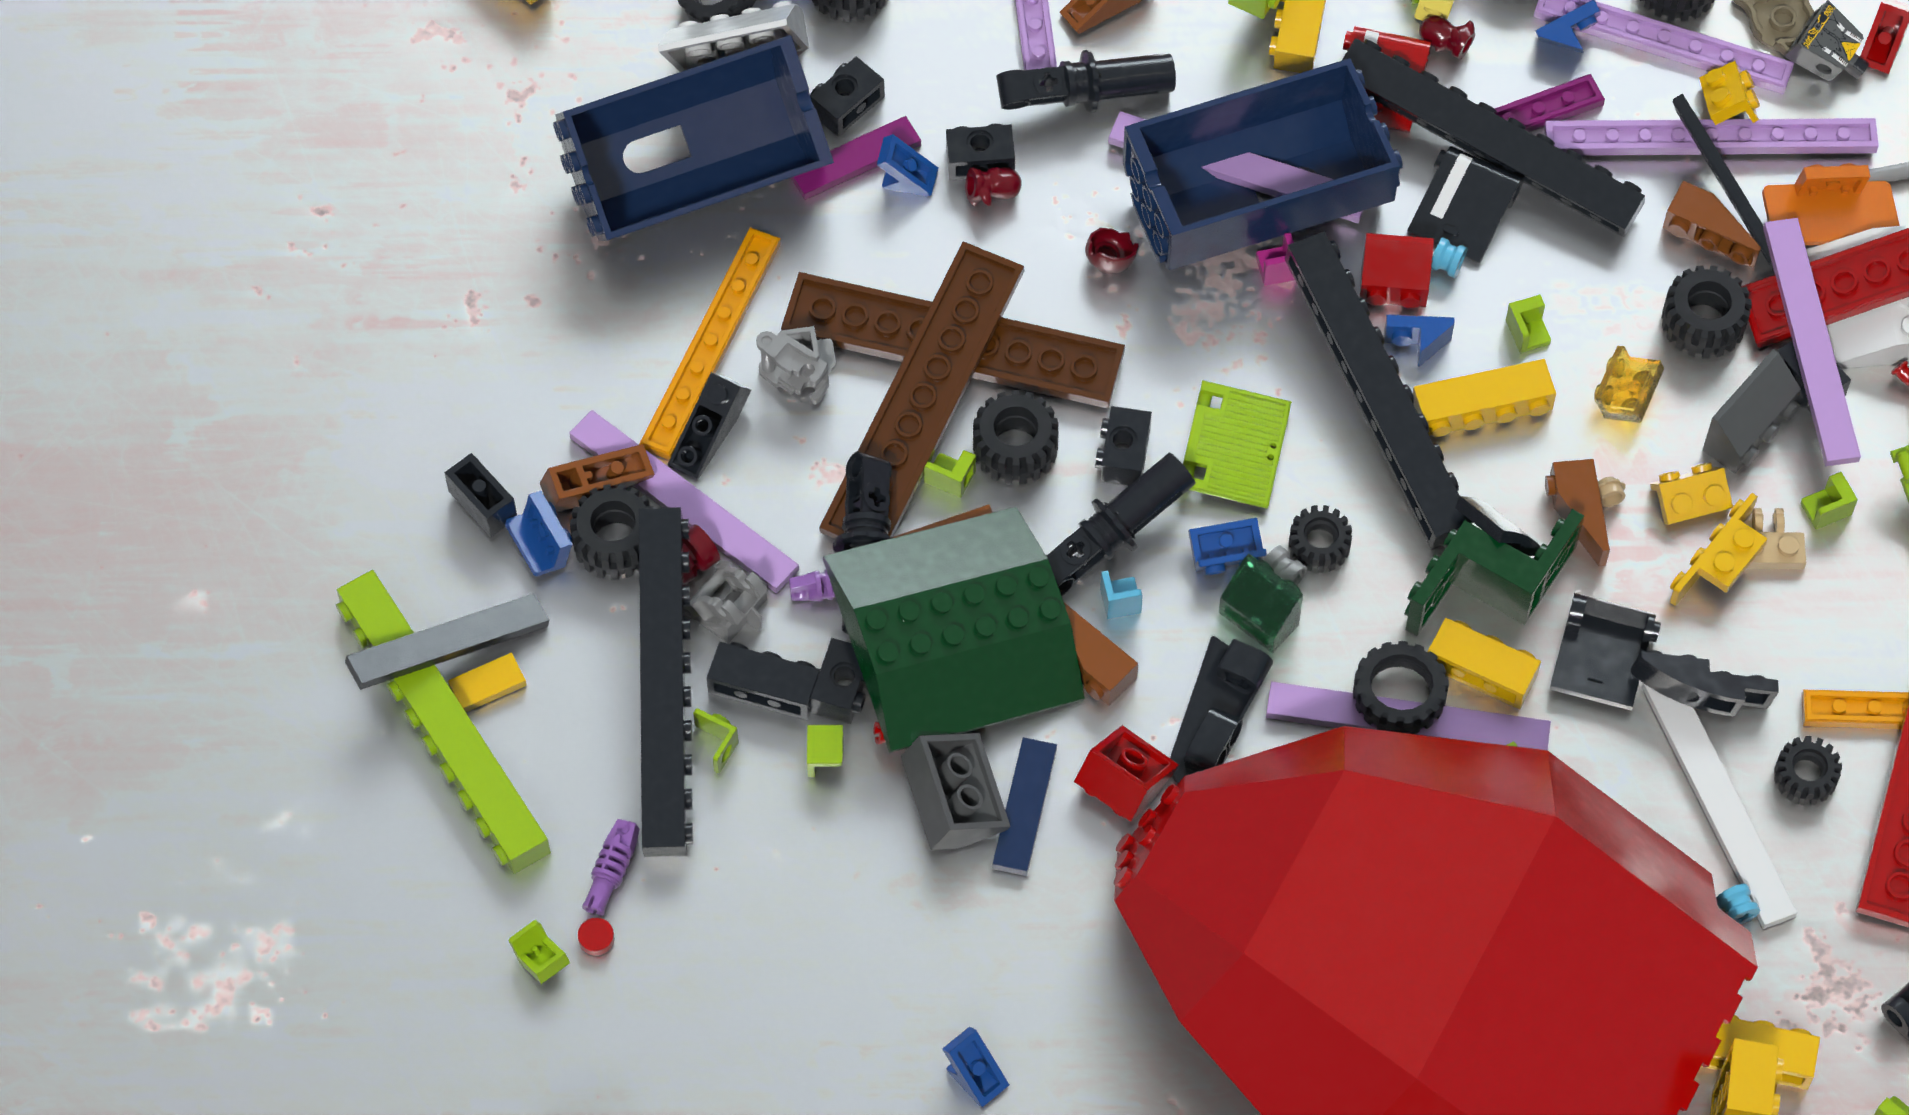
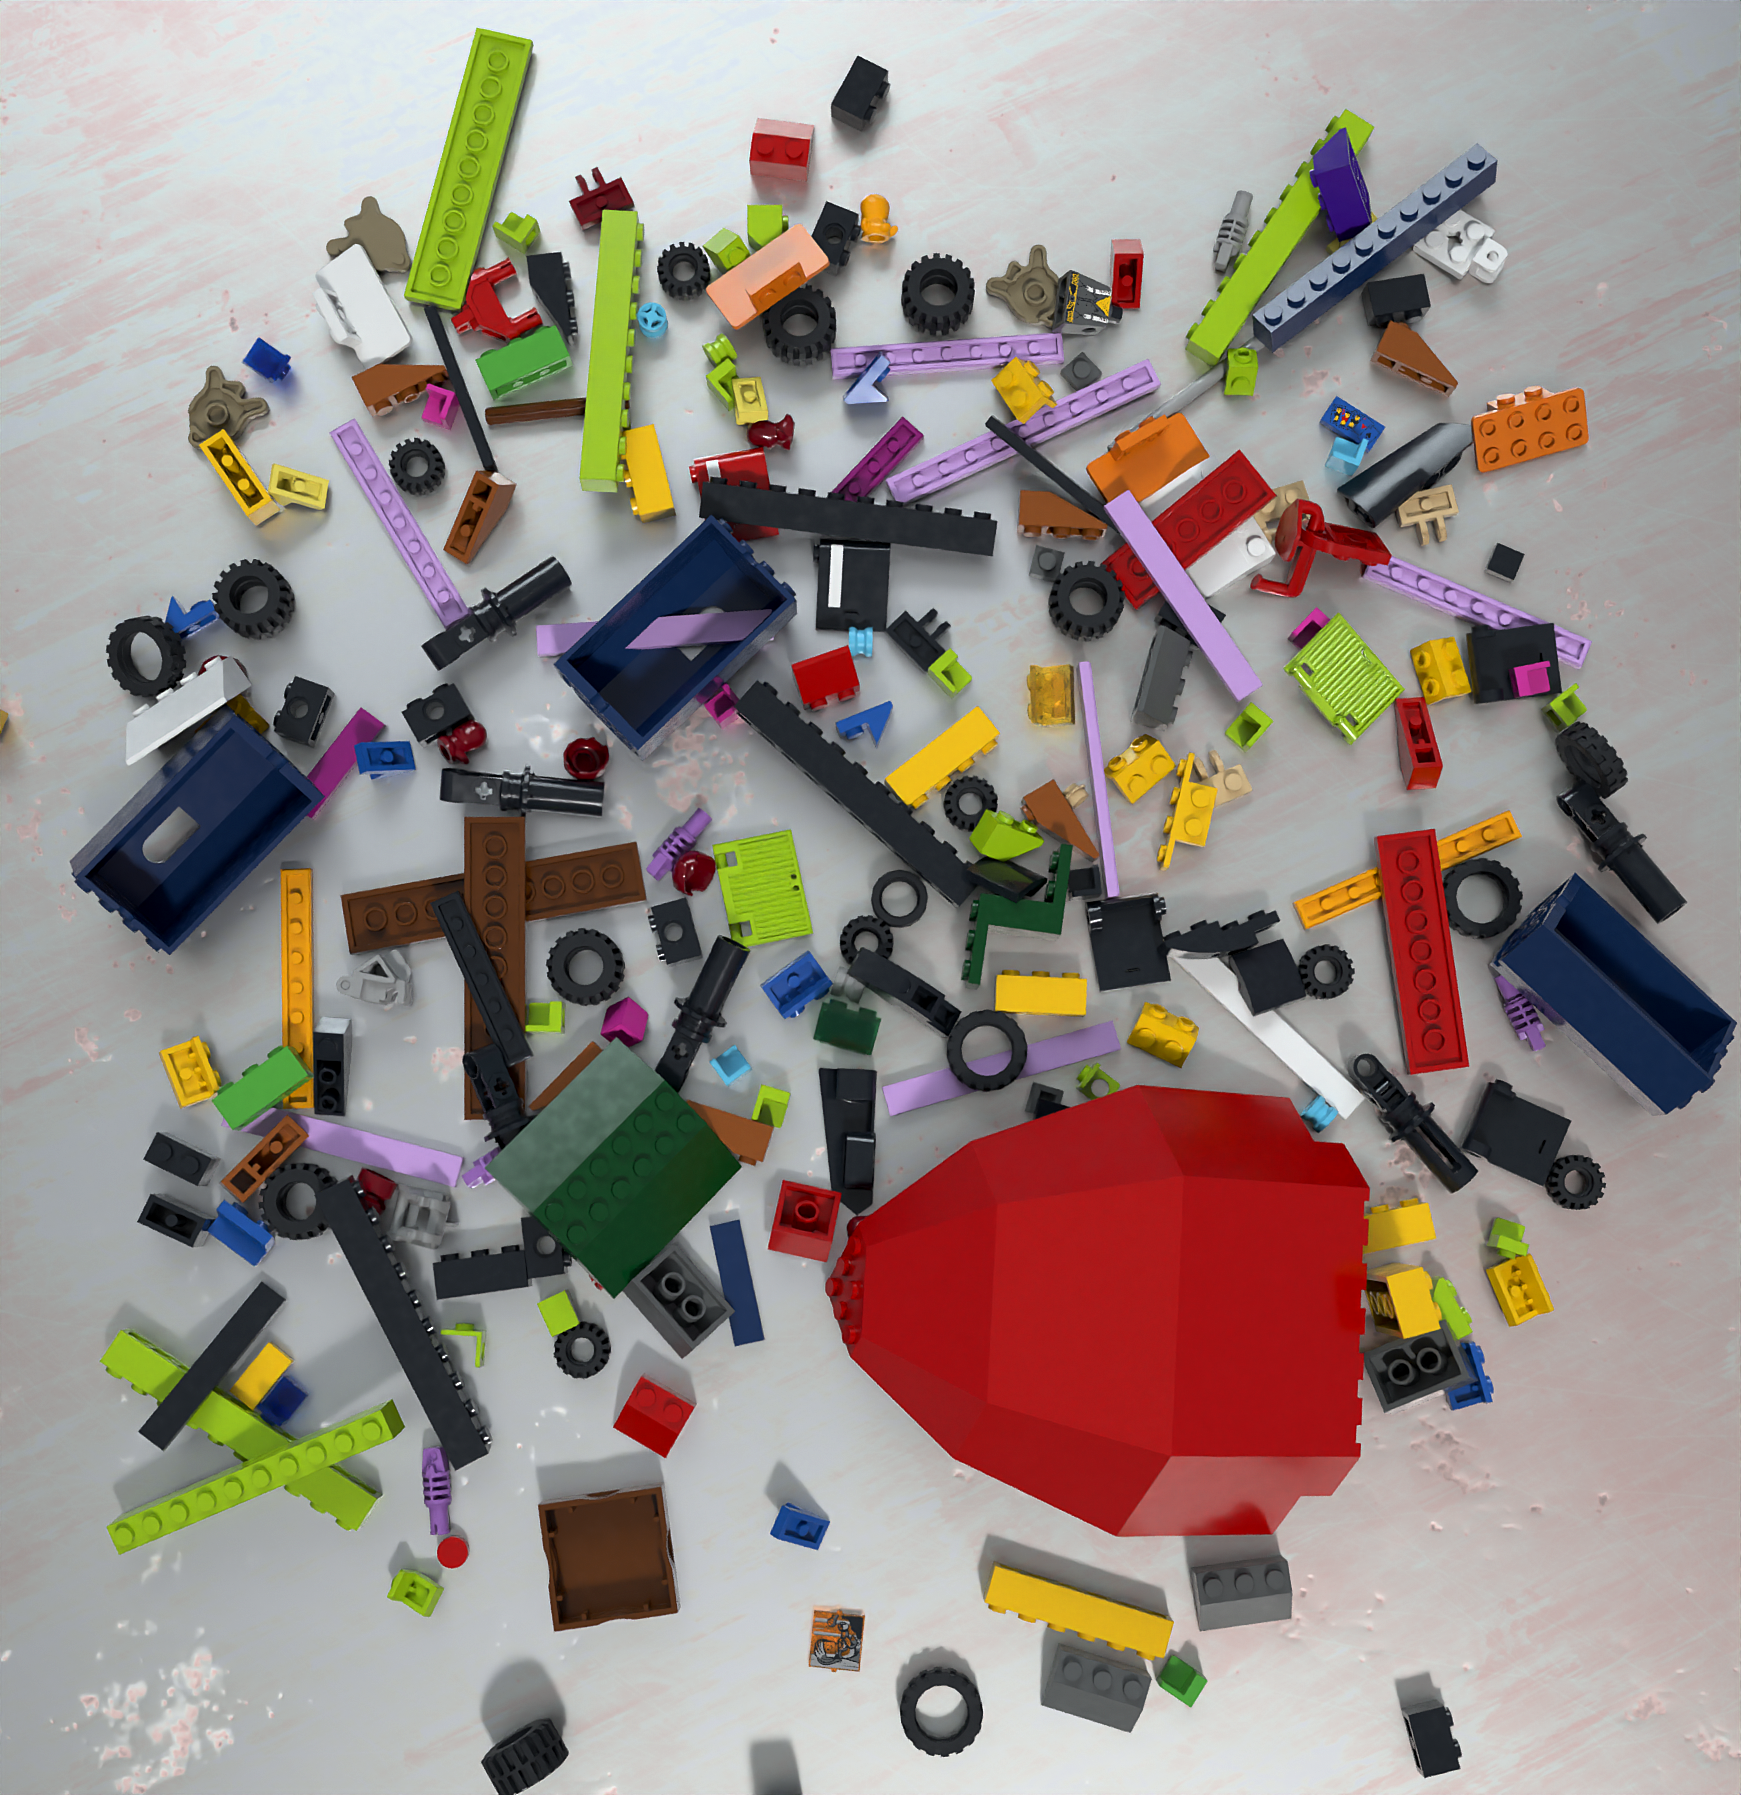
camera: 30 degrees left, 20 degrees up
(439, 755) = (256, 1476): none -> lime brick
(497, 713) = (282, 1402): none -> clear blue bracket
(515, 444) = (182, 1159): none -> black brick
(565, 370) = (190, 1072): none -> yellow bracket
(631, 409) = (262, 1087): none -> bright green brick
(759, 1007) = (609, 1556): none -> reddish brown tile
(834, 817) = (582, 1369): none -> black tyre
(874, 892) = (654, 1415): none -> red slope
(905, 398) = (482, 978): none -> black tile
(1033, 504) = (625, 1021): none -> dark pink panel
(1034, 251) = (523, 792): none -> black piece
(1147, 646) = (771, 1106): none -> lime panel
(1166, 368) = (677, 843): none -> medium lavender hinge
(1171, 396) = (693, 872): none -> dark red hair
(1341, 588) = (906, 990): none -> black slope
(1380, 488) = (899, 876): none -> black tyre
(1497, 436) = (957, 790): none -> black tyre
(1507, 278) = (916, 641): none -> black hinge
(1514, 494) = (1004, 837): none -> lime slope
(1579, 577) = (1084, 883): none -> black panel
(1599, 756) = (1163, 1034): none -> yellow bracket
(1641, 482) = (1097, 780): none -> lavender tile
(1676, 262) = (1046, 563): none -> dark grey plate
(1741, 746) = (1268, 977): none -> black slope
(1798, 105) = (1081, 372): none -> dark grey plate
(1838, 953) = (1404, 1115): none -> black piece

